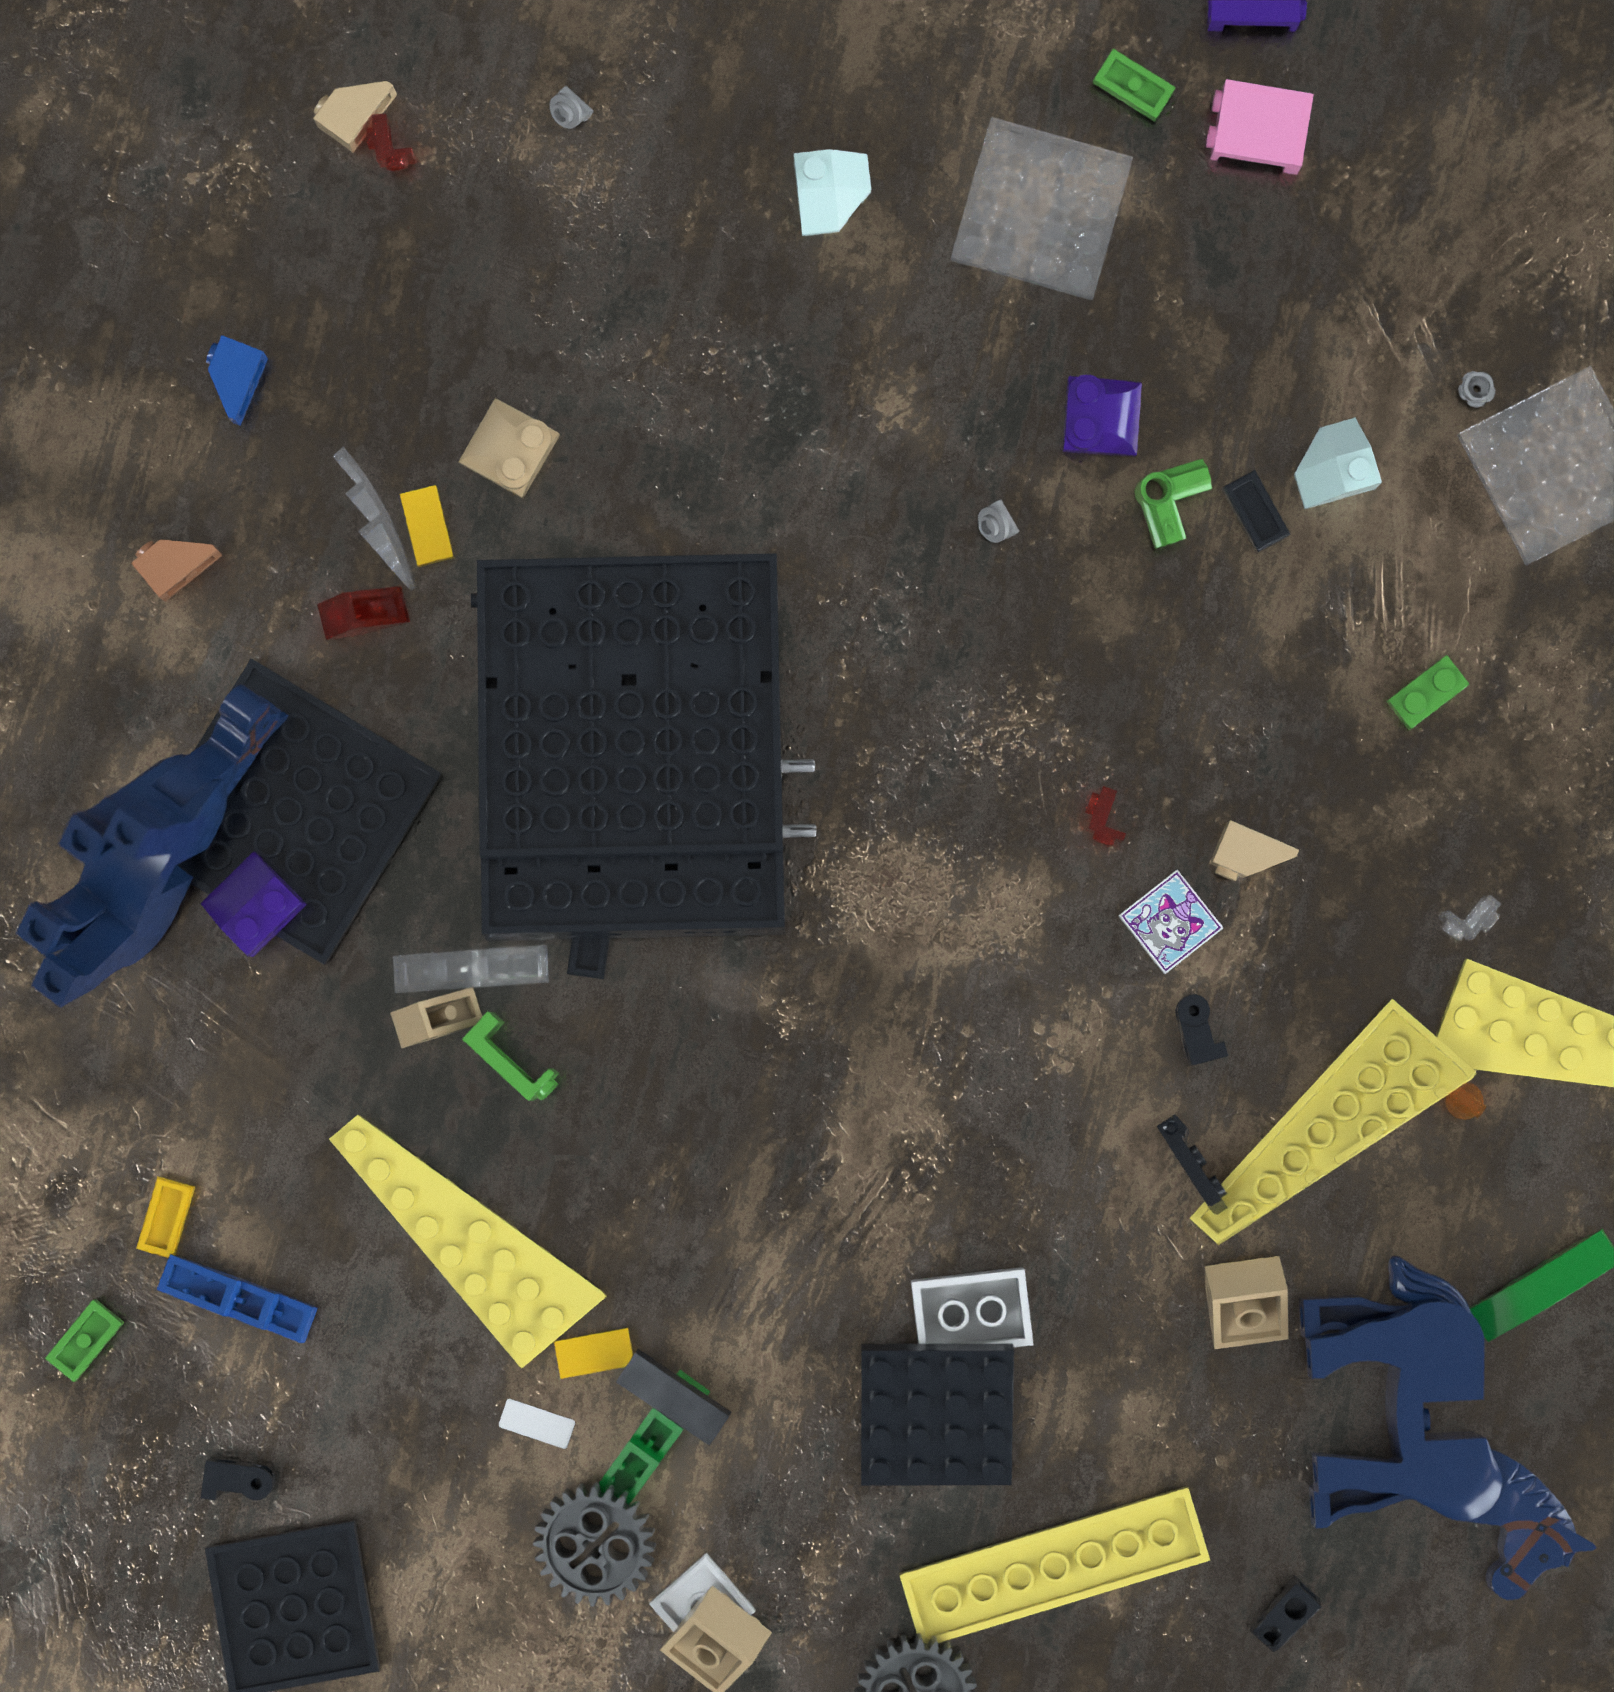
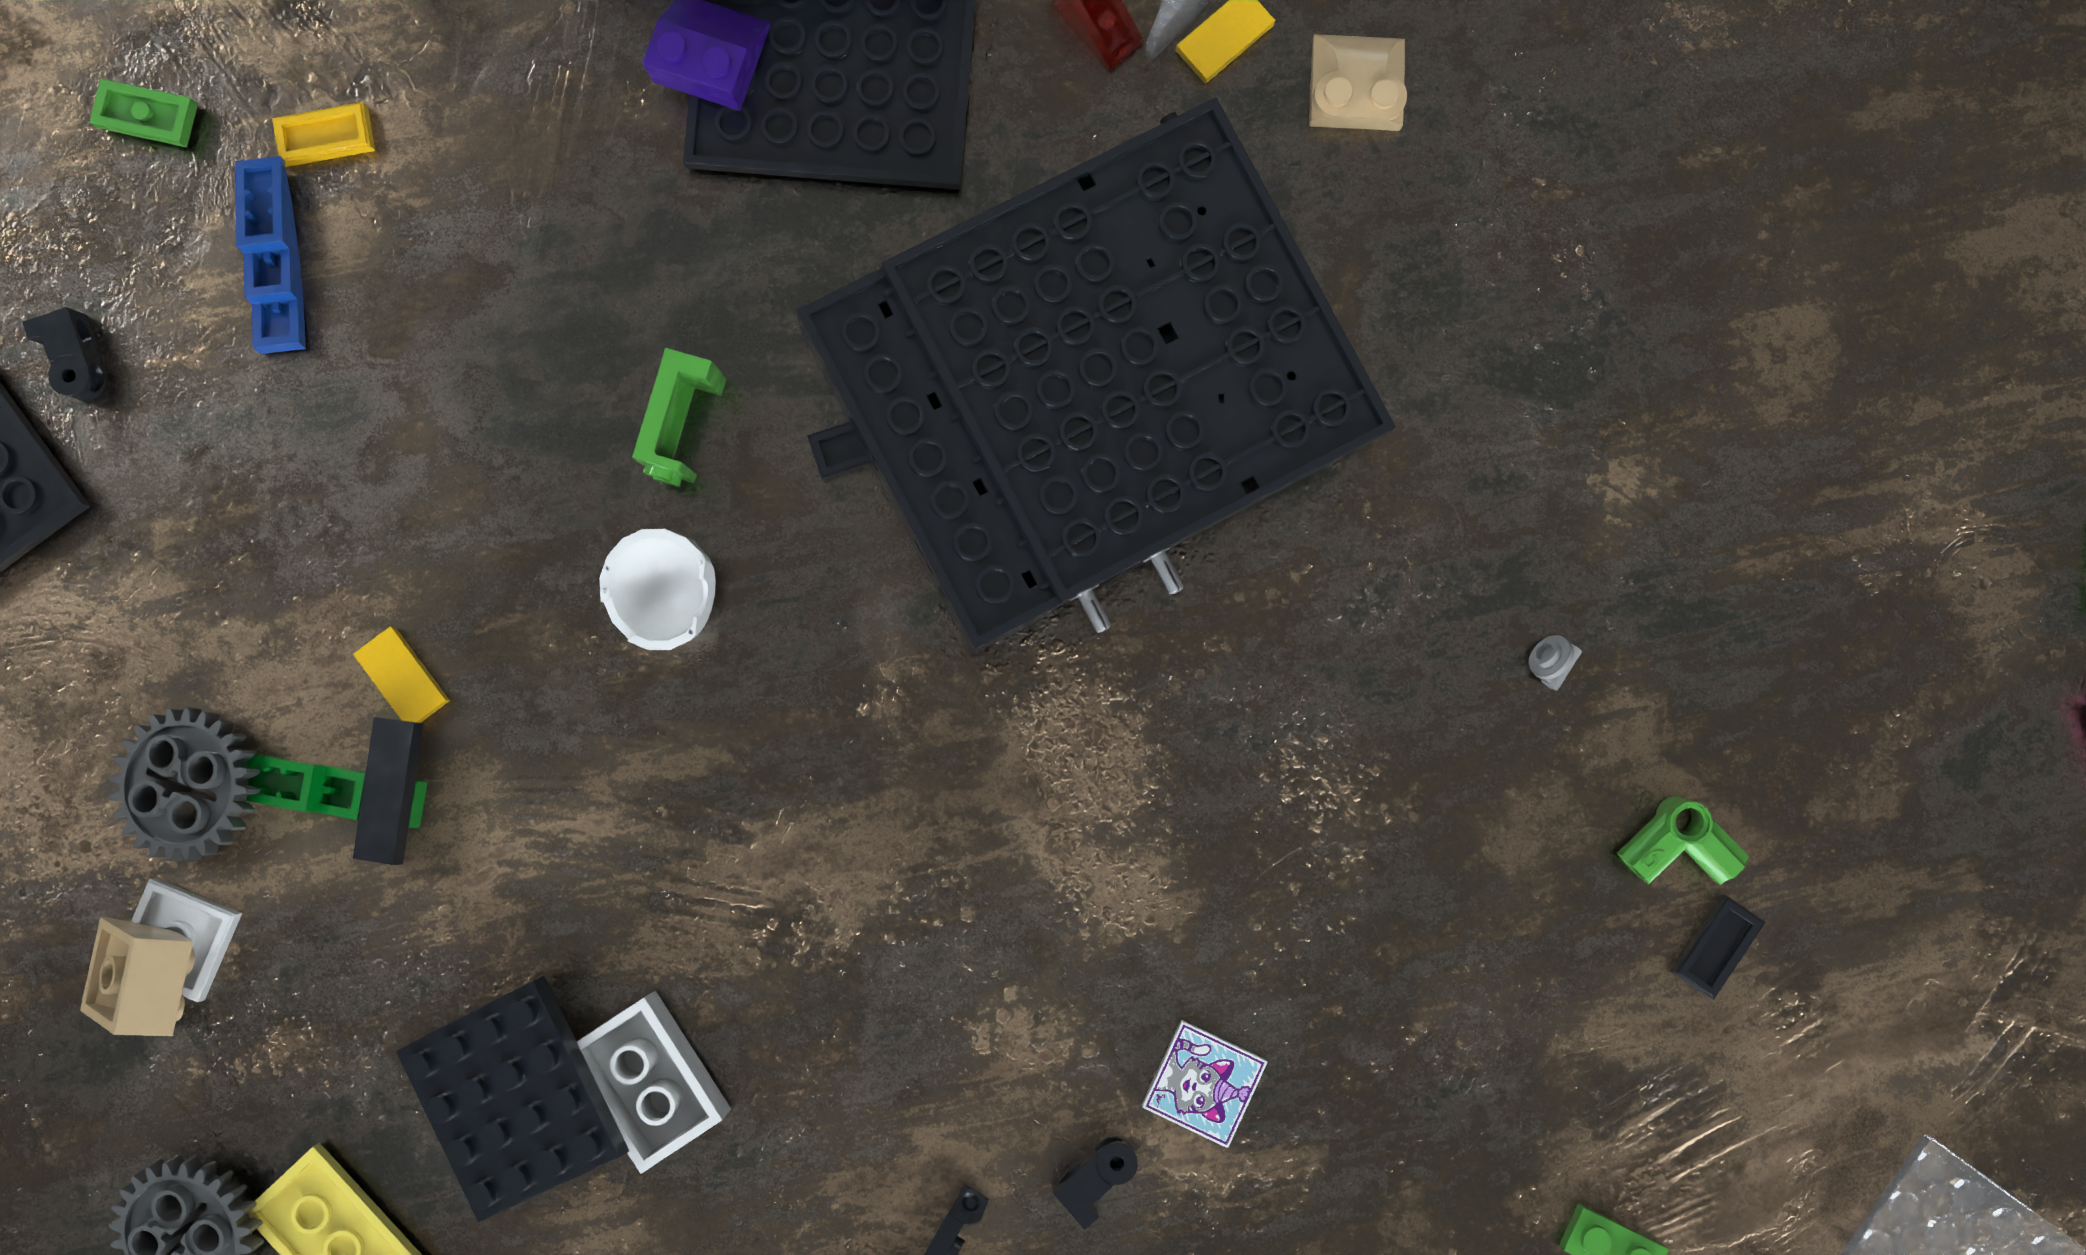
camera: 60 degrees right, 0 degrees up
(436, 1017) = (686, 315): tan slope -> none
(471, 969) = (758, 327): clear slope -> none
(500, 1273) = (441, 523): light yellow wing -> none
(536, 1423) = (294, 653): white sticker -> none
(626, 1133) = (658, 588): none -> white cylinder
(829, 188) = (1833, 285): light aqua slope -> none
(1041, 208) = (1934, 533): clear plate -> none
(1099, 809) = (1292, 938): clear red bracket -> none
(1102, 416) = (1734, 718): dark purple slope -> none
(1247, 852) = (1328, 1133): tan slope -> none
(1337, 465) = (1820, 1015): light aqua slope -> none
(1480, 379) = (2003, 1131): light grey plate -> none

